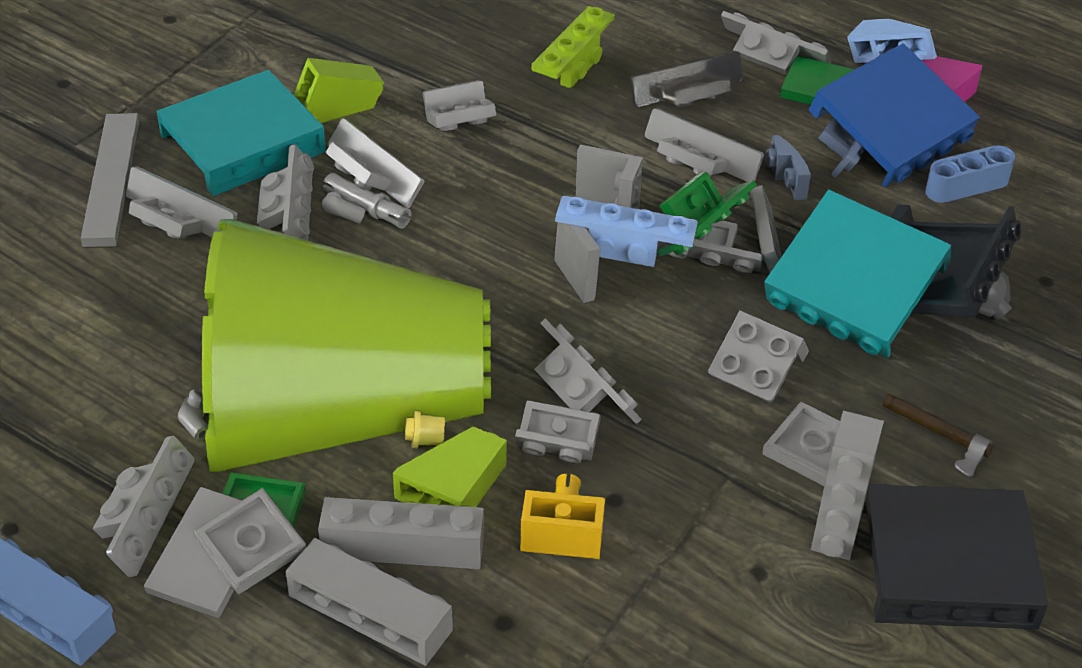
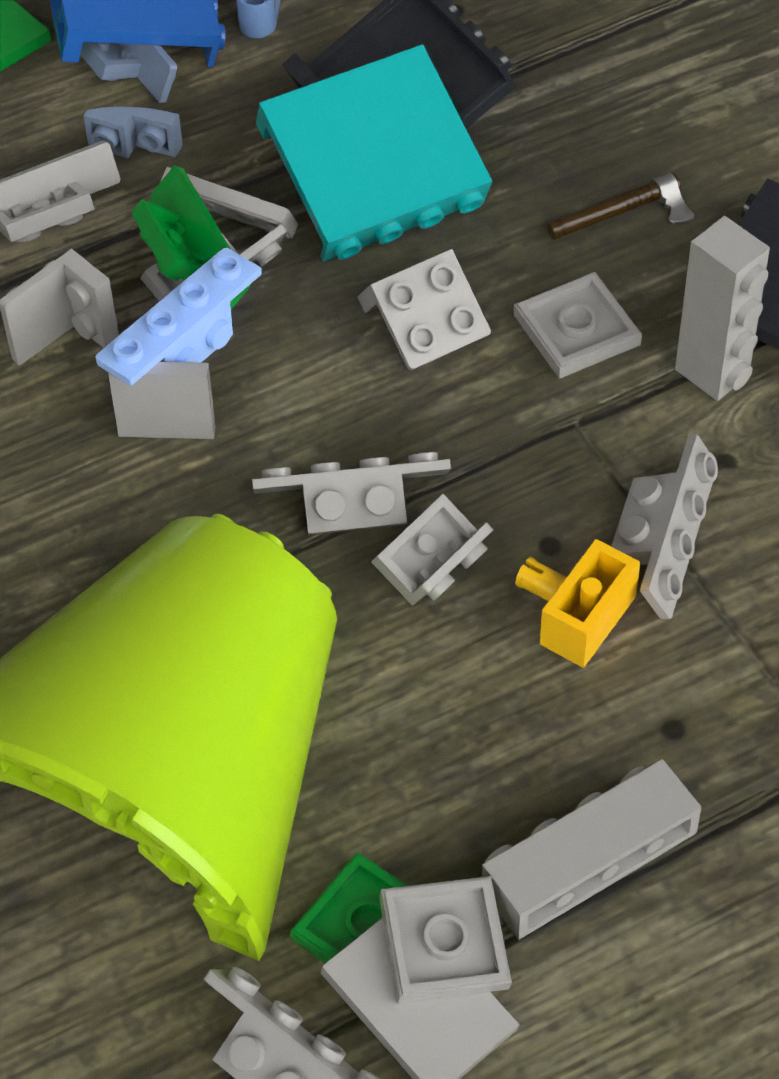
camera: 60 degrees left, 10 degrees up
(192, 415) = (151, 944): light grey arm -> none
(404, 532) = (507, 773): light grey brick -> none
(424, 430) = (346, 687): light yellow hose -> none
(454, 471) = (444, 684): lime slope -> none
(667, 552) = (663, 523): none -> light grey bracket

